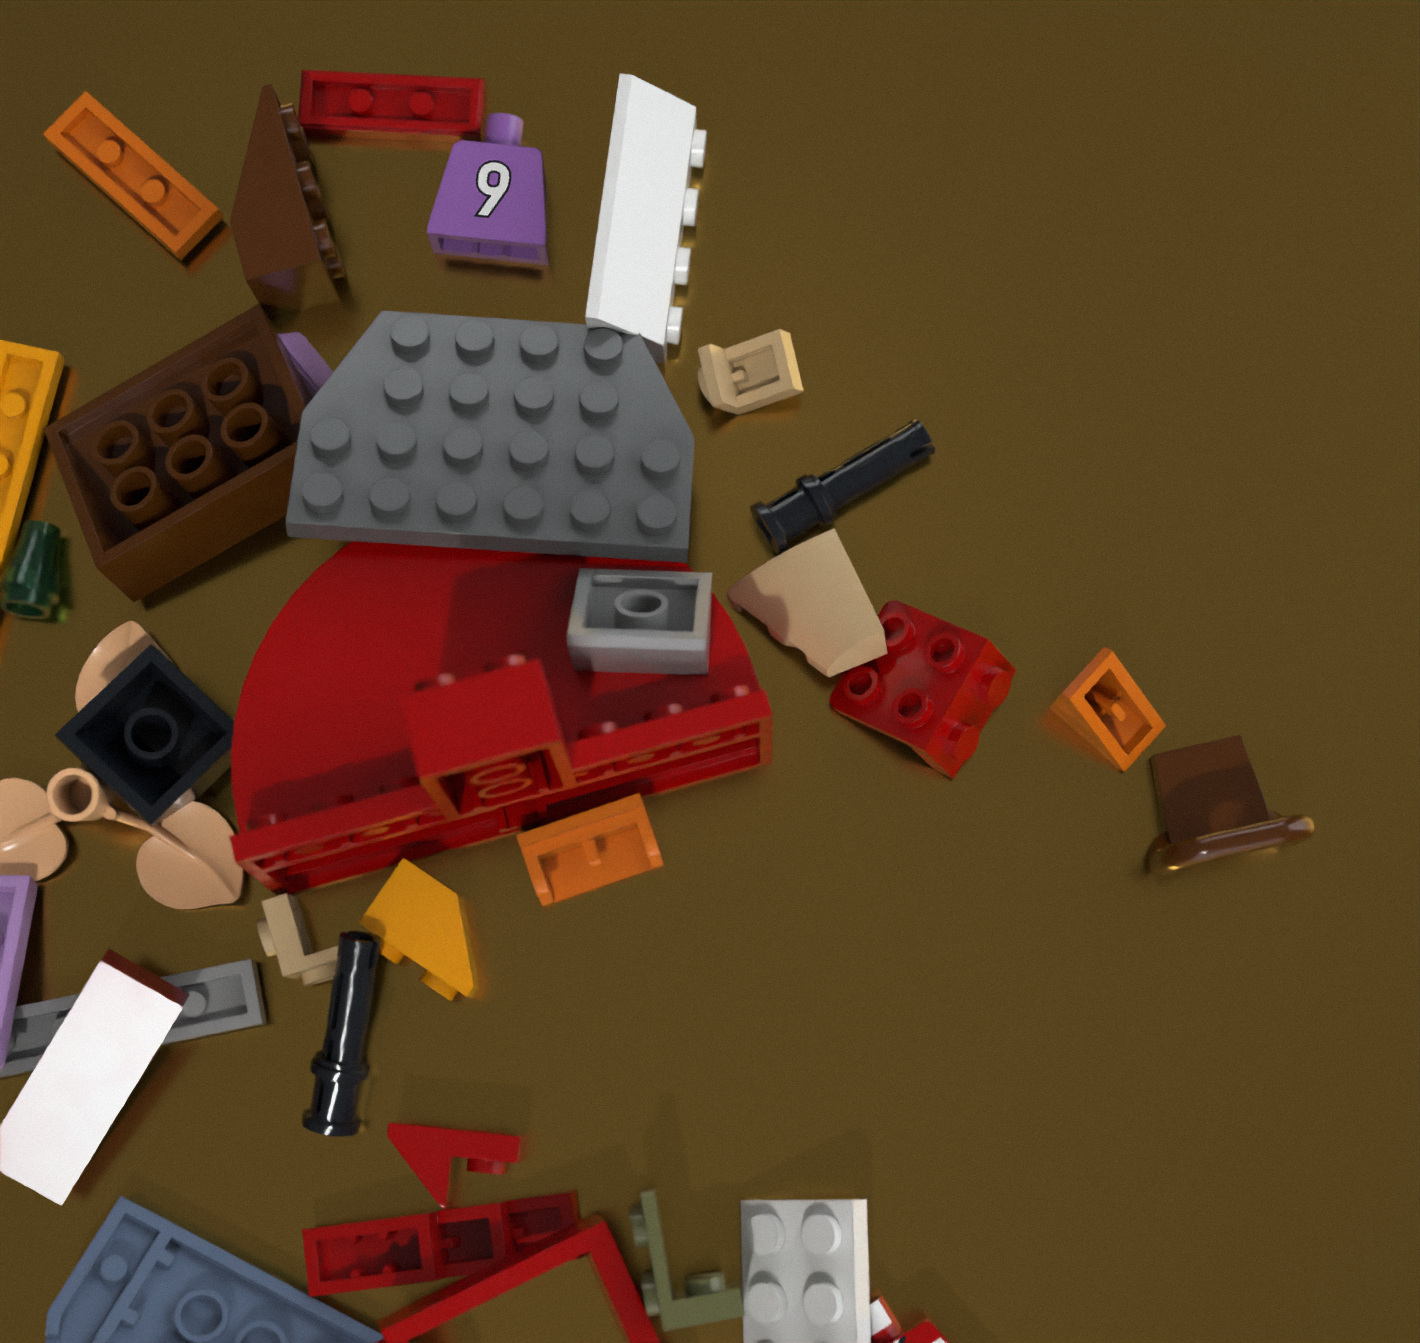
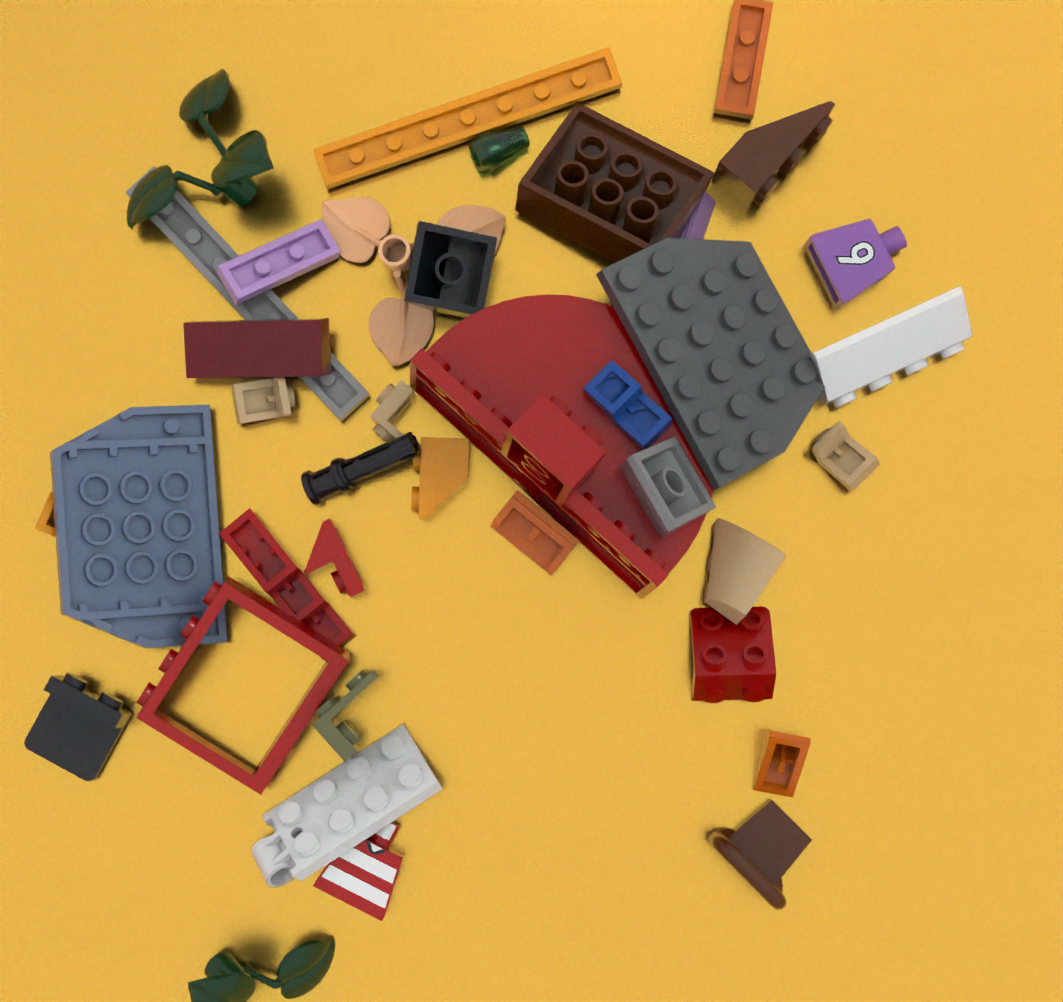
camera: 55 degrees right, 5 degrees up
(163, 1115) = (262, 399): none -> tan bracket
(391, 106) = (871, 170): red tile -> none
(496, 606) = (627, 405): none -> blue slope
(819, 497) = (798, 536): black pin -> none

